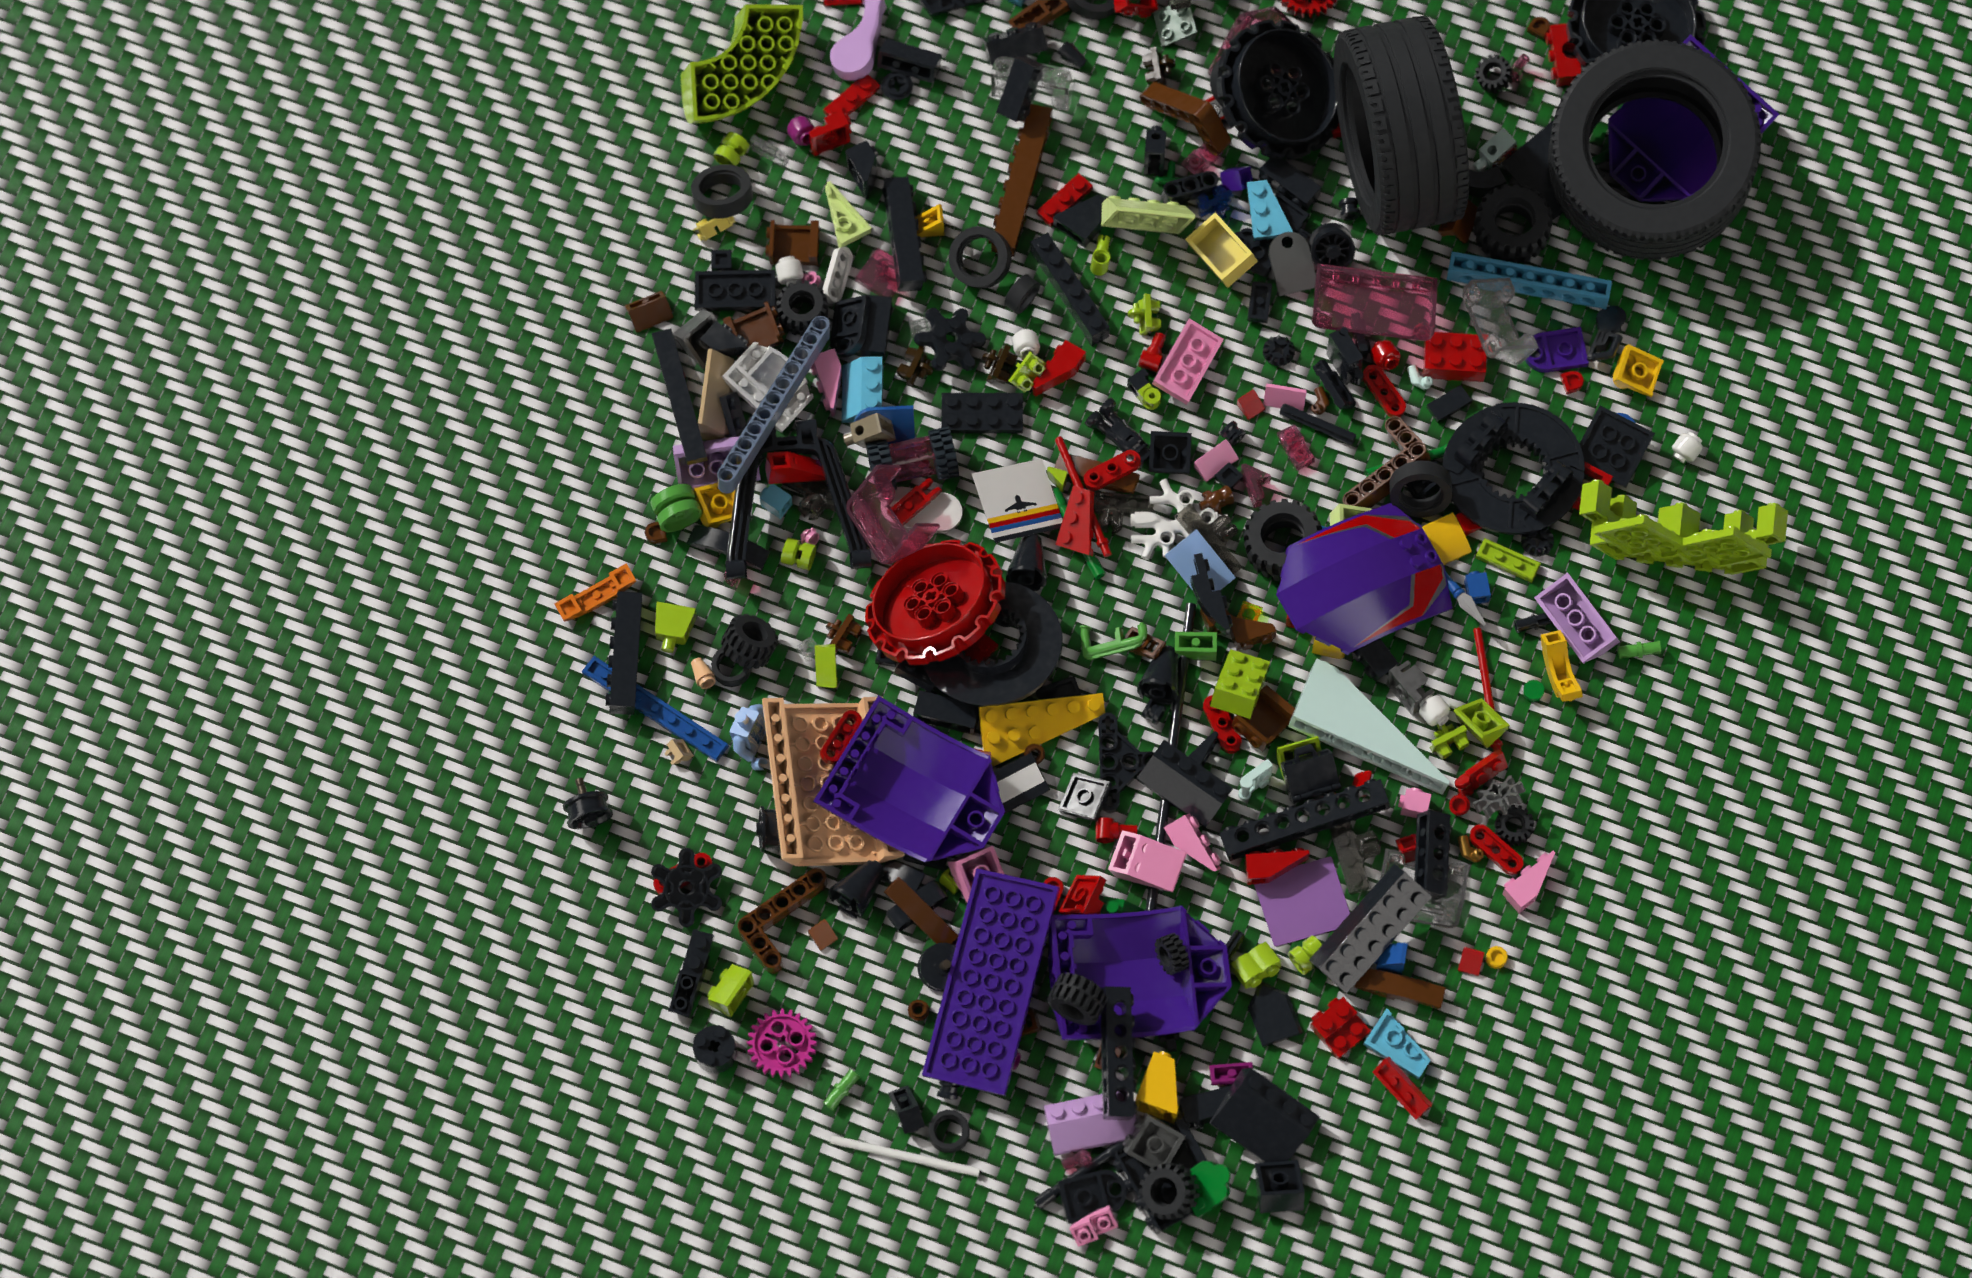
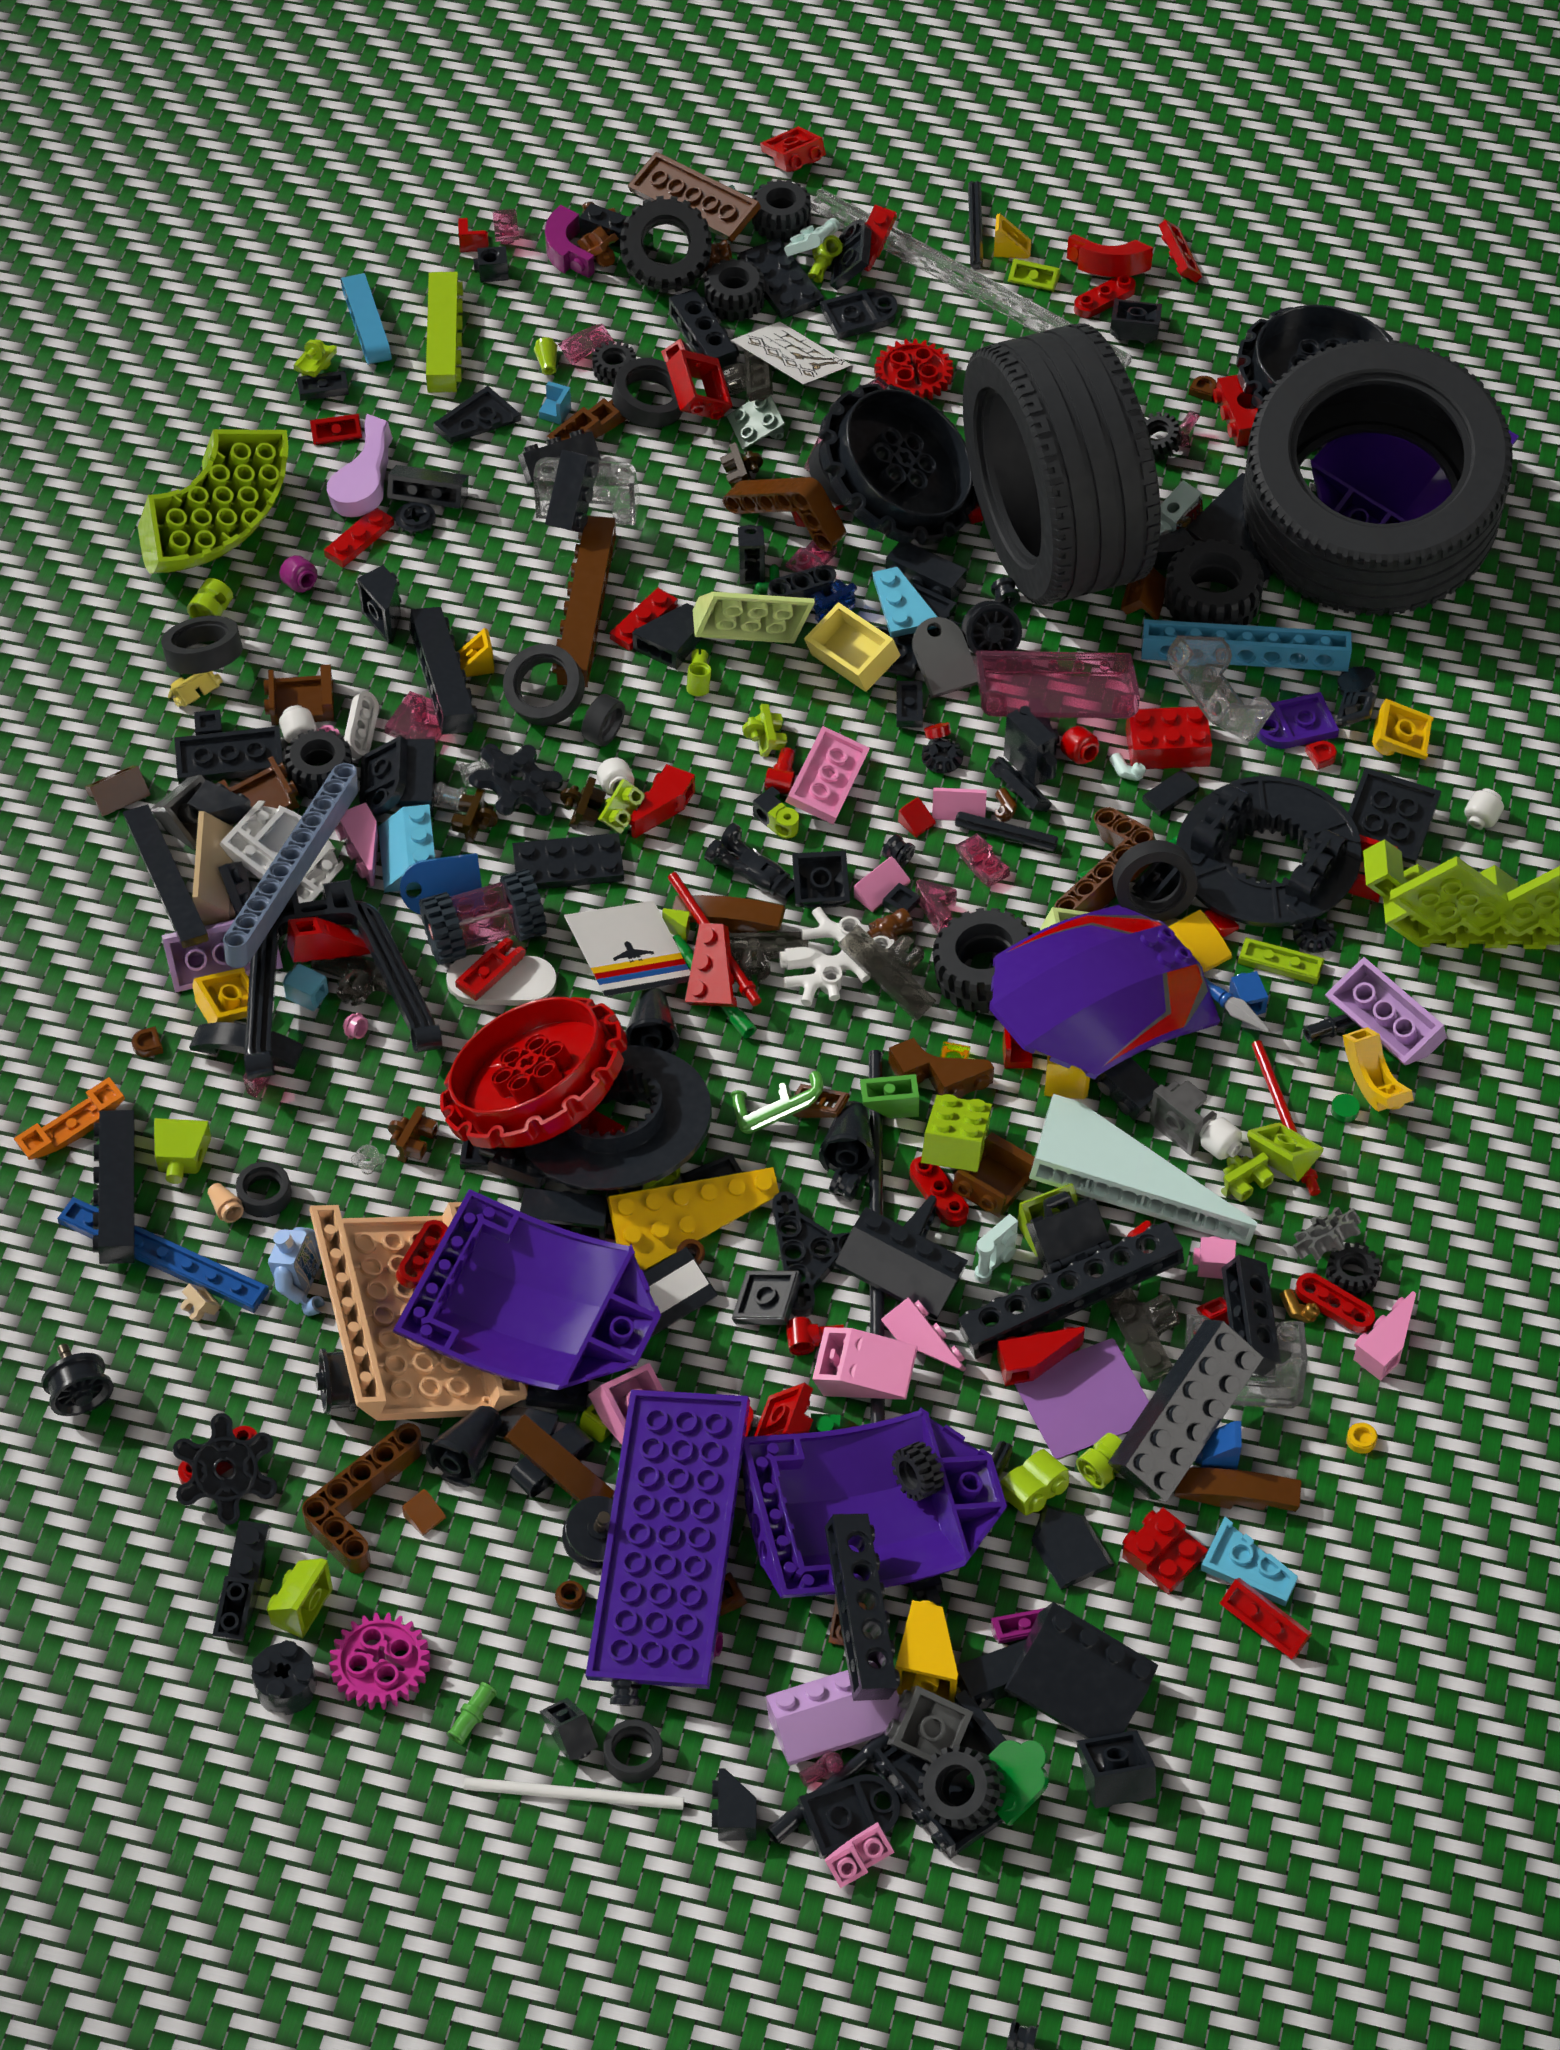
camera: 10 degrees left, 15 degrees down
(676, 507) = (171, 1004): bright green wheel -> none
(749, 641) = (285, 1151): black tyre -> none
(769, 151) = (259, 599): clear tile -> none
(791, 552) = (332, 1044): lime wheel -> none
(826, 665) = (393, 1173): lime slope -> none
(831, 135) = (336, 570): red plate -> none
(846, 220) = (365, 664): yellowish green wing -> none
(870, 430) = (421, 881): dark tan torso -> none
(878, 522) = (435, 978): clear pink windscreen -> none
(898, 345) = (448, 795): none -> clear bush
(1014, 1182) = (735, 1810): none -> black slope
(1070, 289) = (664, 711): black brick -> none
(1072, 55) = (628, 456): black cone -> none
(1077, 999) = (796, 1532): black tyre -> none
(1106, 476) = (762, 895): red plate -> none
(1182, 560) = (880, 1002): light blue tile -> none
(1211, 603) = (898, 1035): black slope -> none
(1236, 178) = (858, 572): dark purple panel -> none
(1278, 329) = (937, 730): none -> red tile
(1380, 384) = (1080, 778): red plate -> none
(1459, 804) = (1275, 1253): red plate -> none
(1471, 961) = (1328, 1445): red slope -> none
(1481, 773) = (1296, 1211): red hinge -> none
(1639, 649) = (1473, 1044): bright green pin -> none

